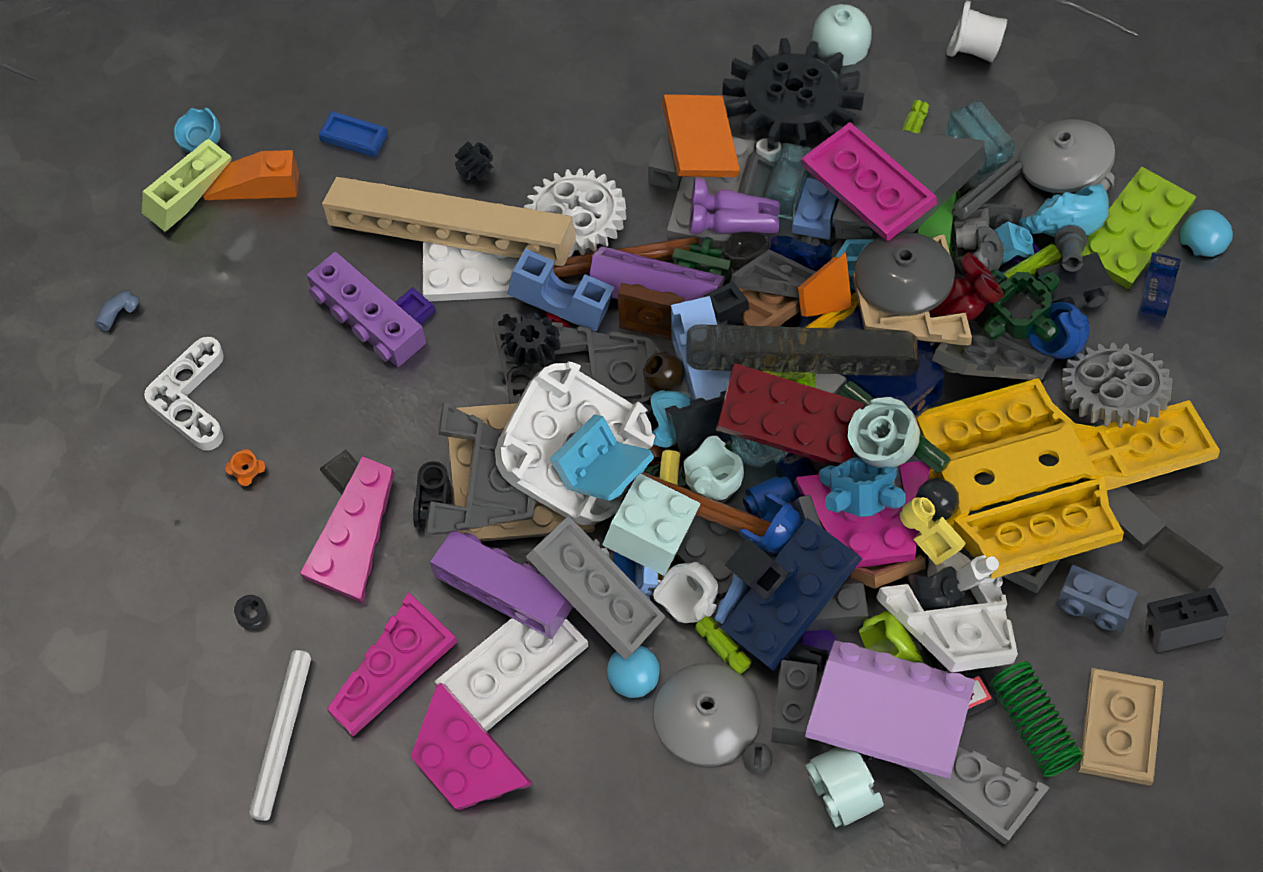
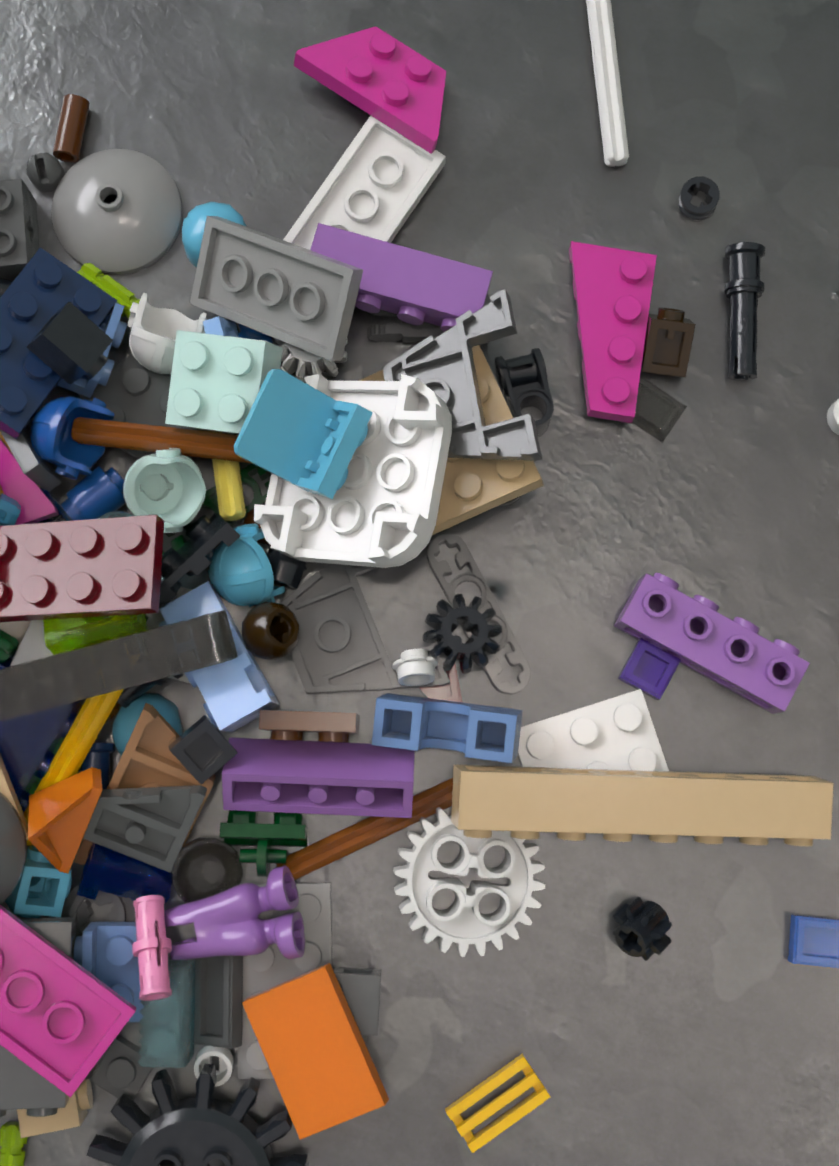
camera: 160 degrees right, 20 degrees up
(241, 459) = (790, 372): orange plate -> none
(246, 531) = (743, 291): none -> black pin
(315, 509) = (668, 343): none -> dark brown bracket
(400, 656) = (500, 180): dark pink wing -> none
(571, 329) = (415, 667): none -> white plate
(594, 95) = (489, 1132): none -> yellow tile
(728, 786) = (71, 128): none -> reddish brown axle
(787, 203) = (152, 948): none -> bright pink pin

